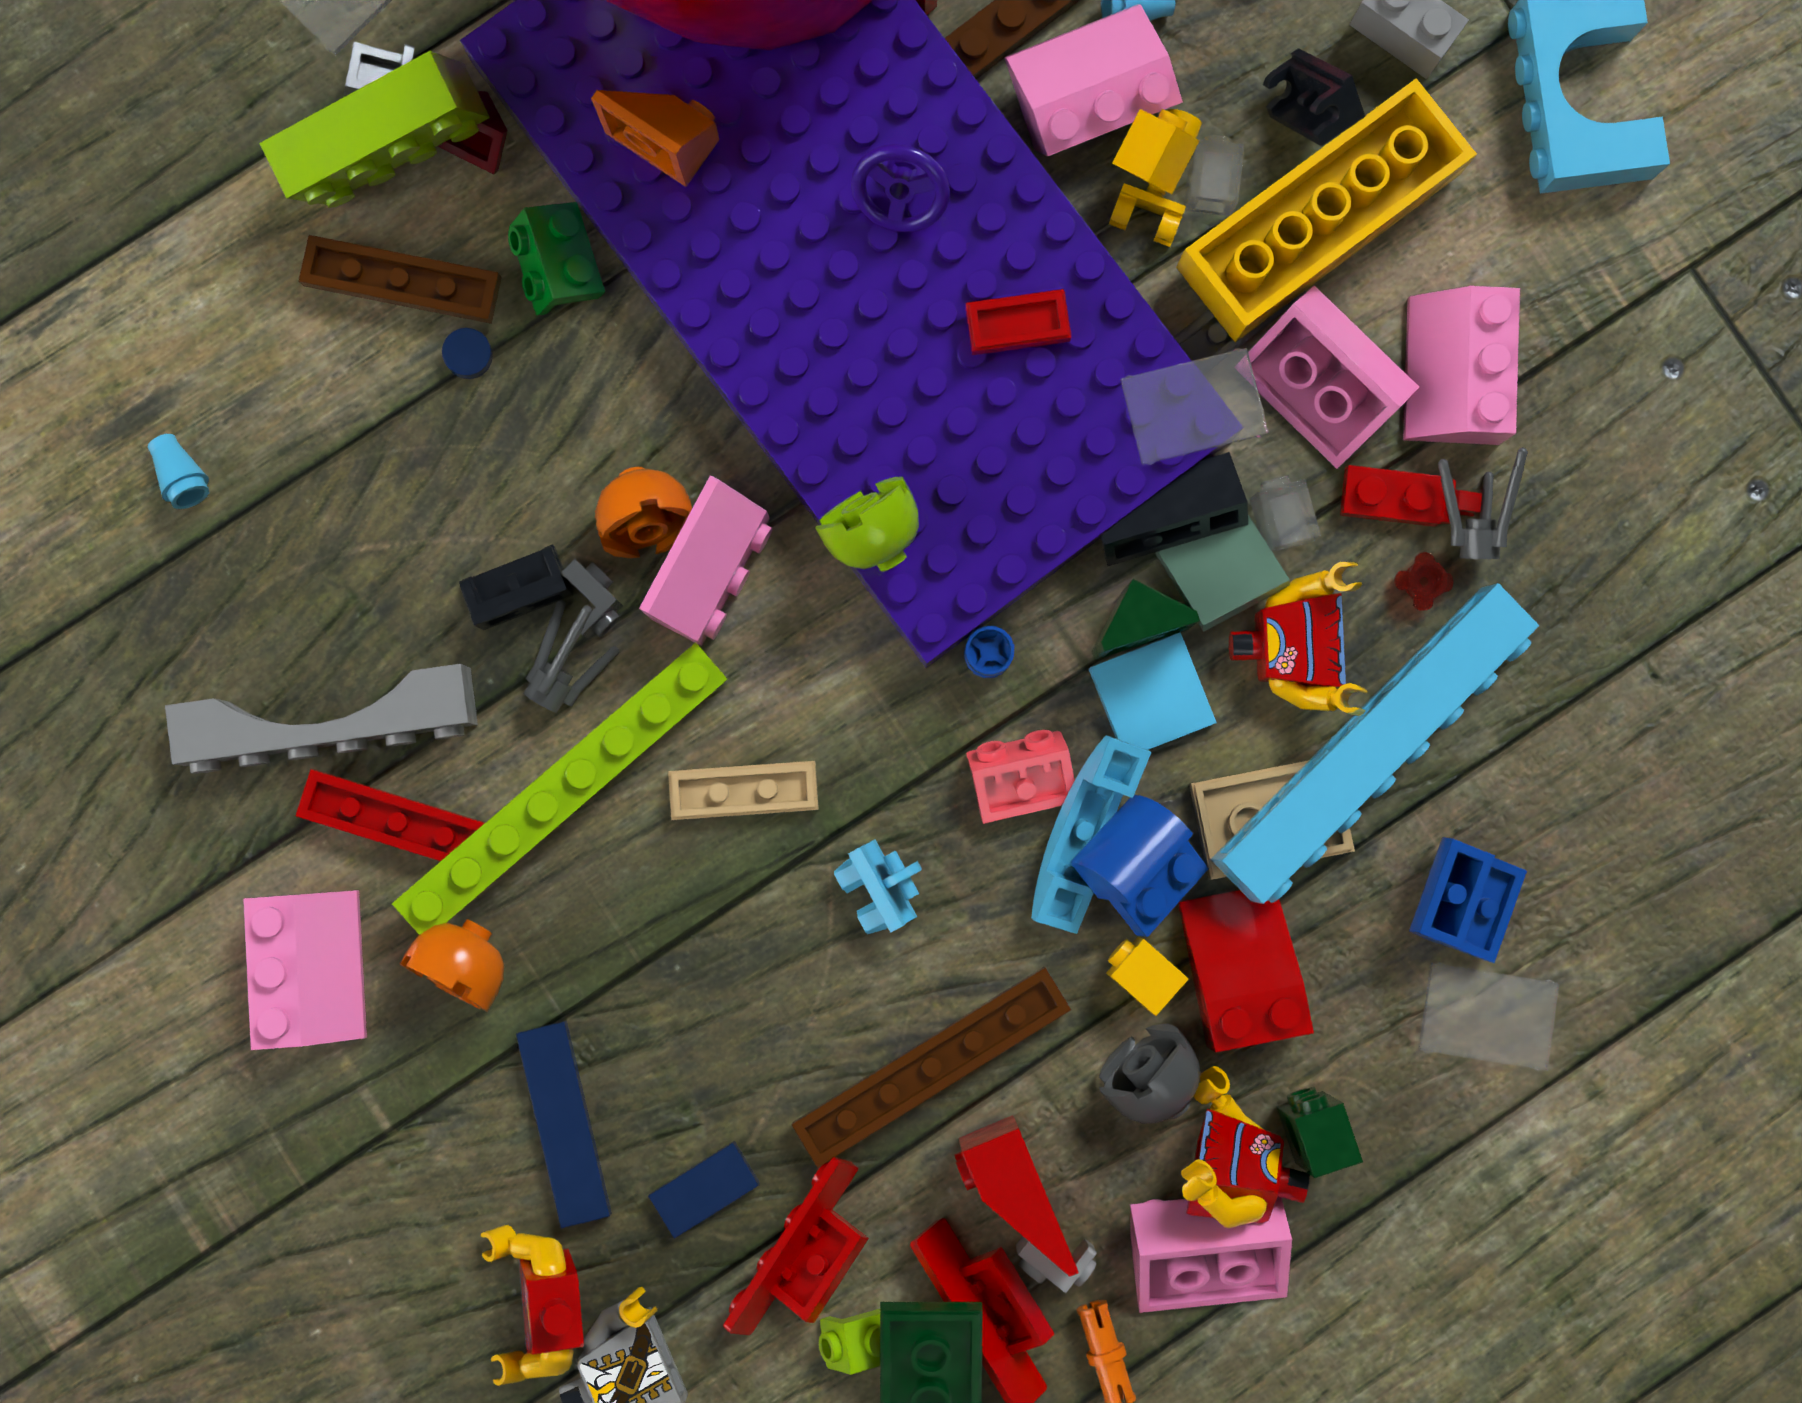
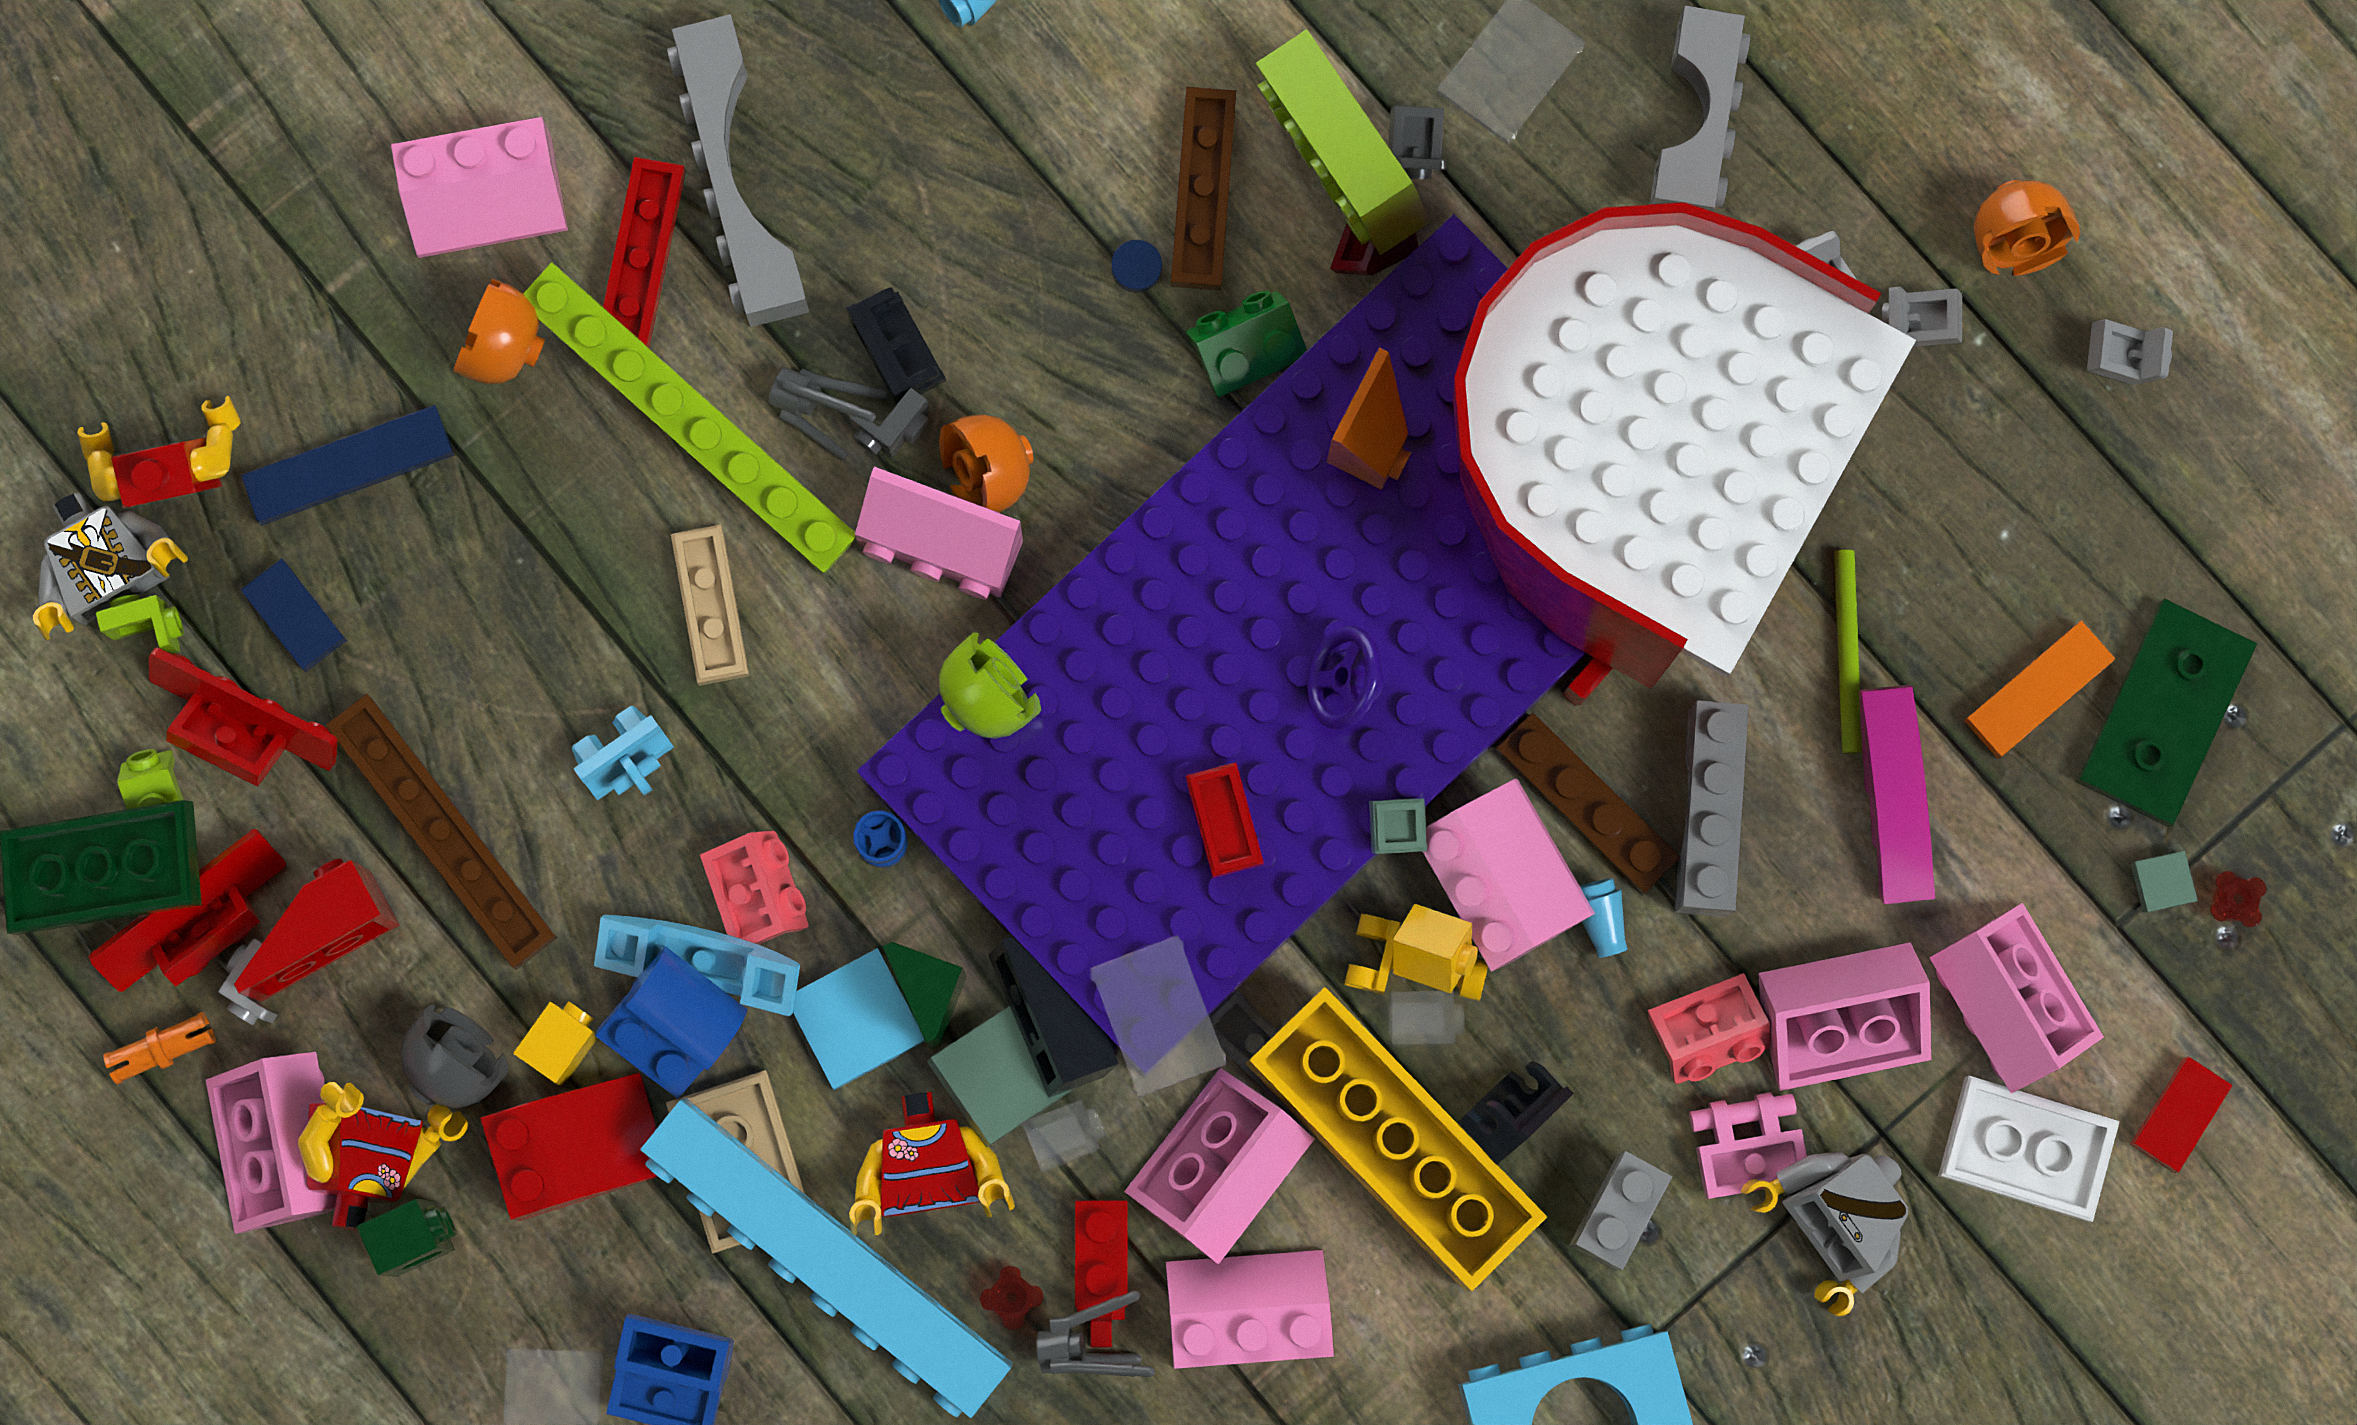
camera: 80 degrees right, 5 degrees down
(686, 1345) = (134, 615): none -> lime bracket
(1042, 163) = (1397, 826): none -> sand green tile

